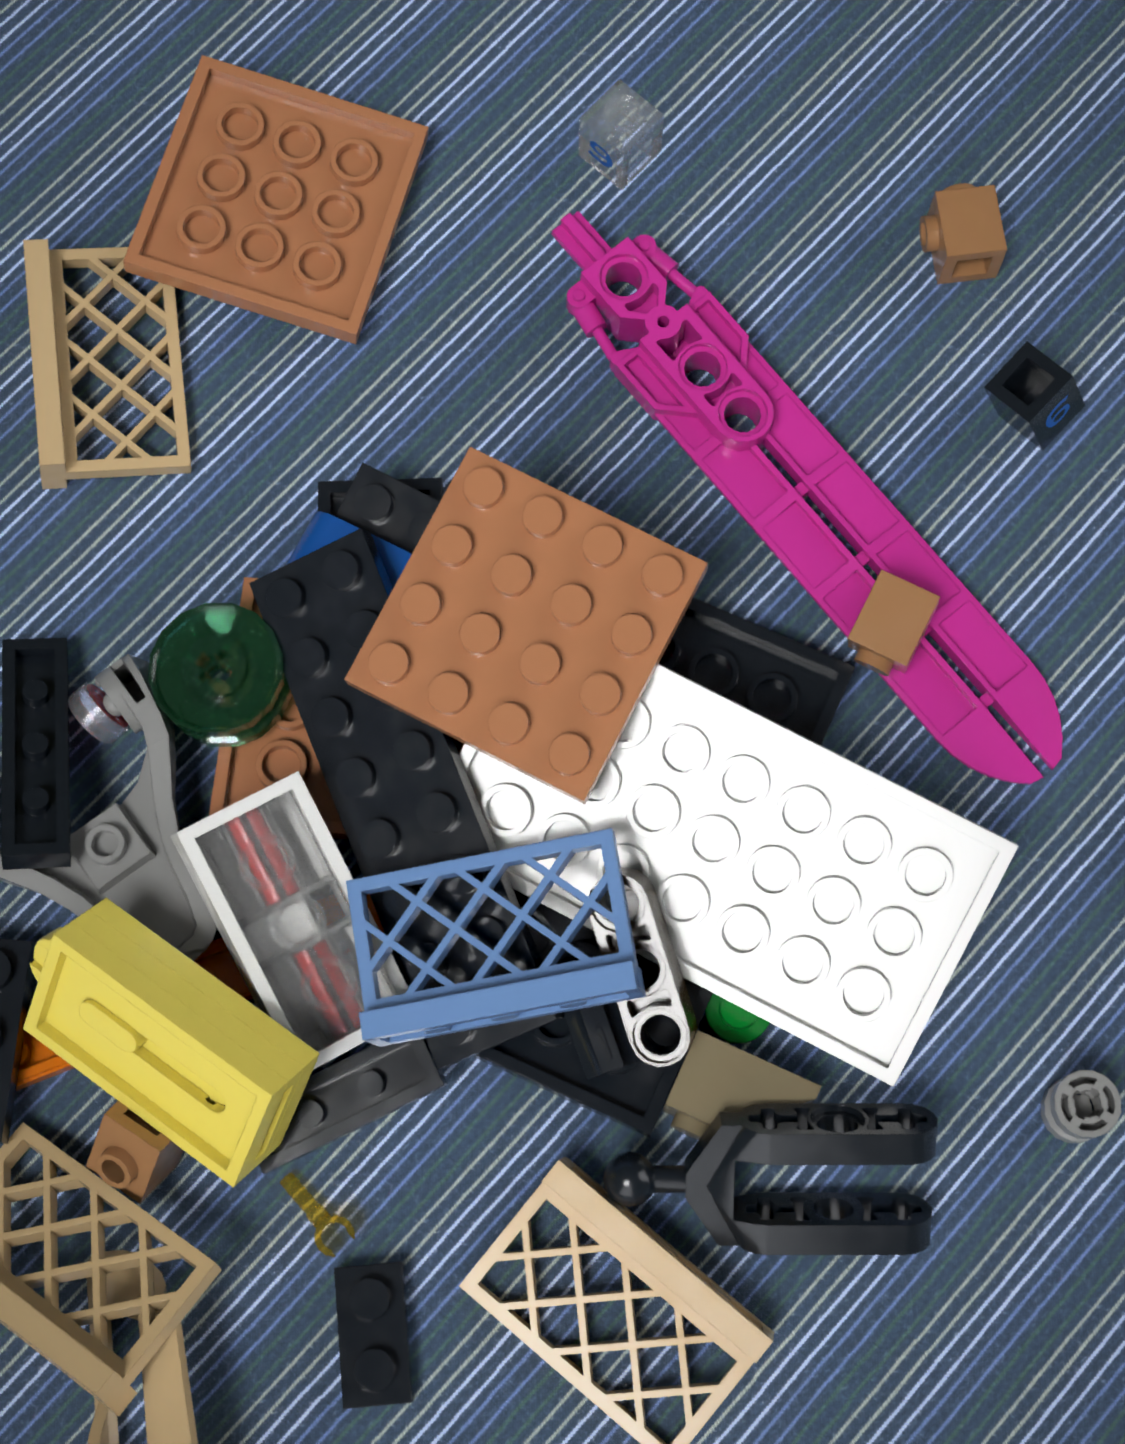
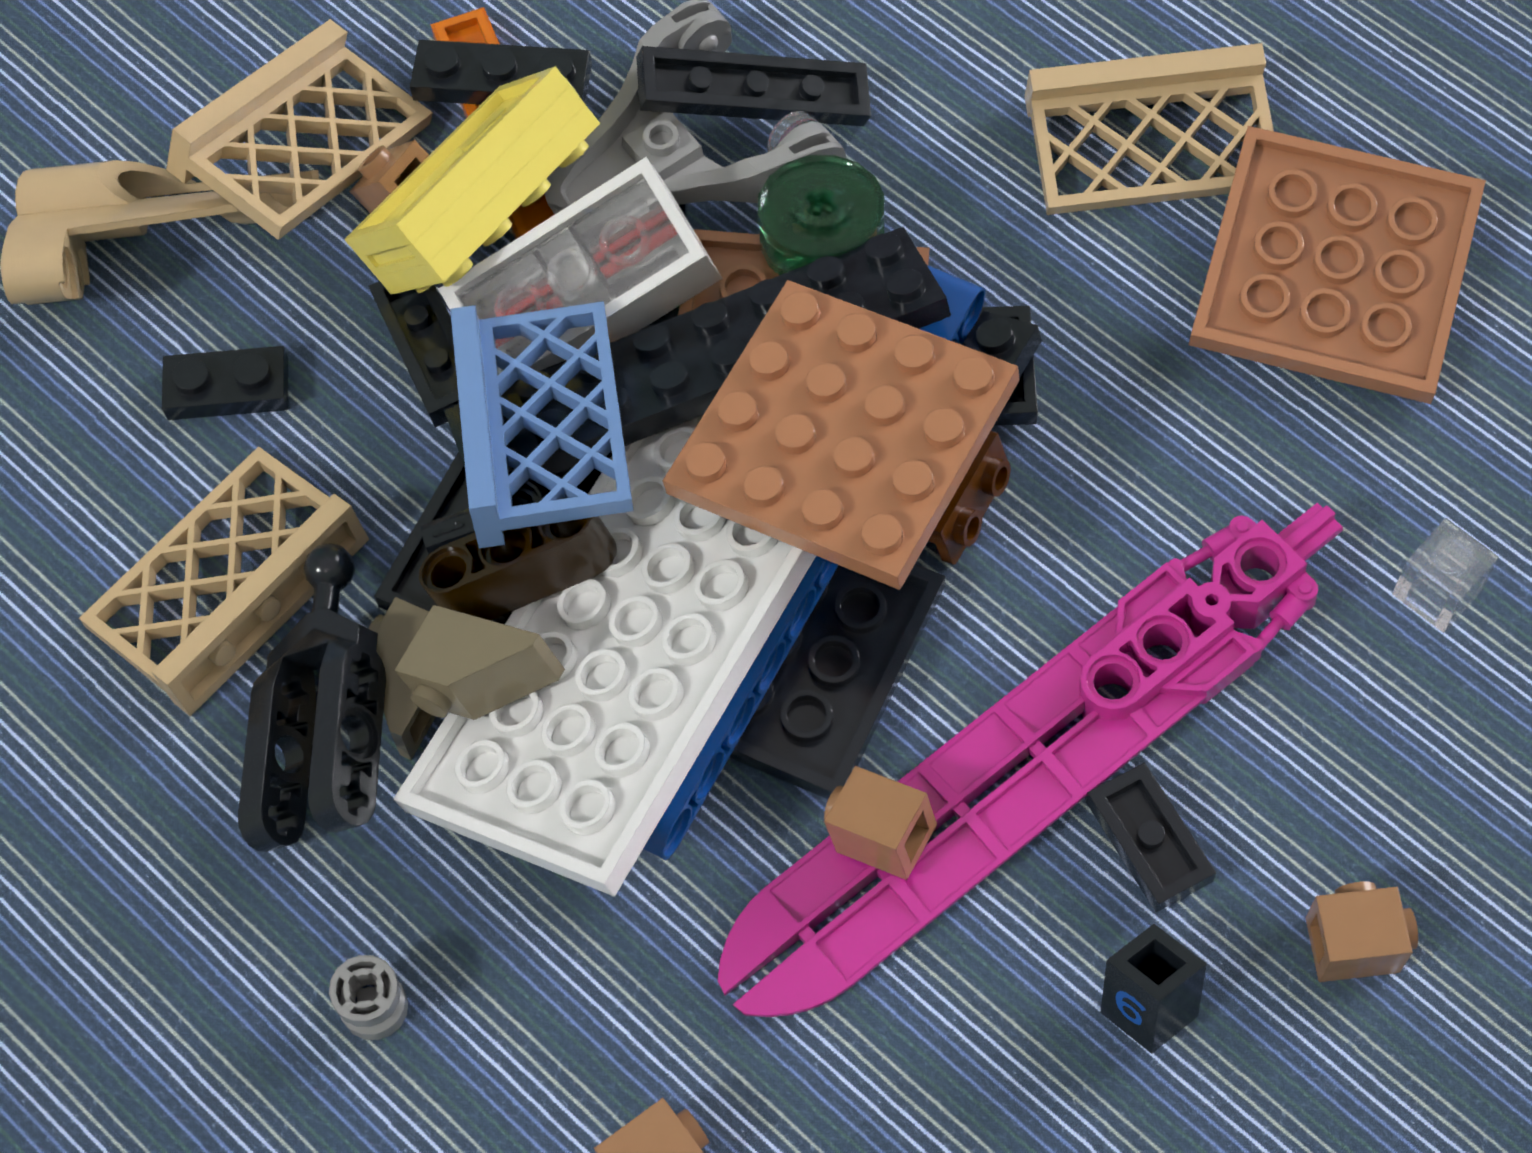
camera: 95 degrees right, 10 degrees down
(315, 1212) = (325, 354): clear yellow hand -> none
(765, 1007) = (473, 664): none -> dark tan slope
(880, 398) = (1150, 837): none -> black plate

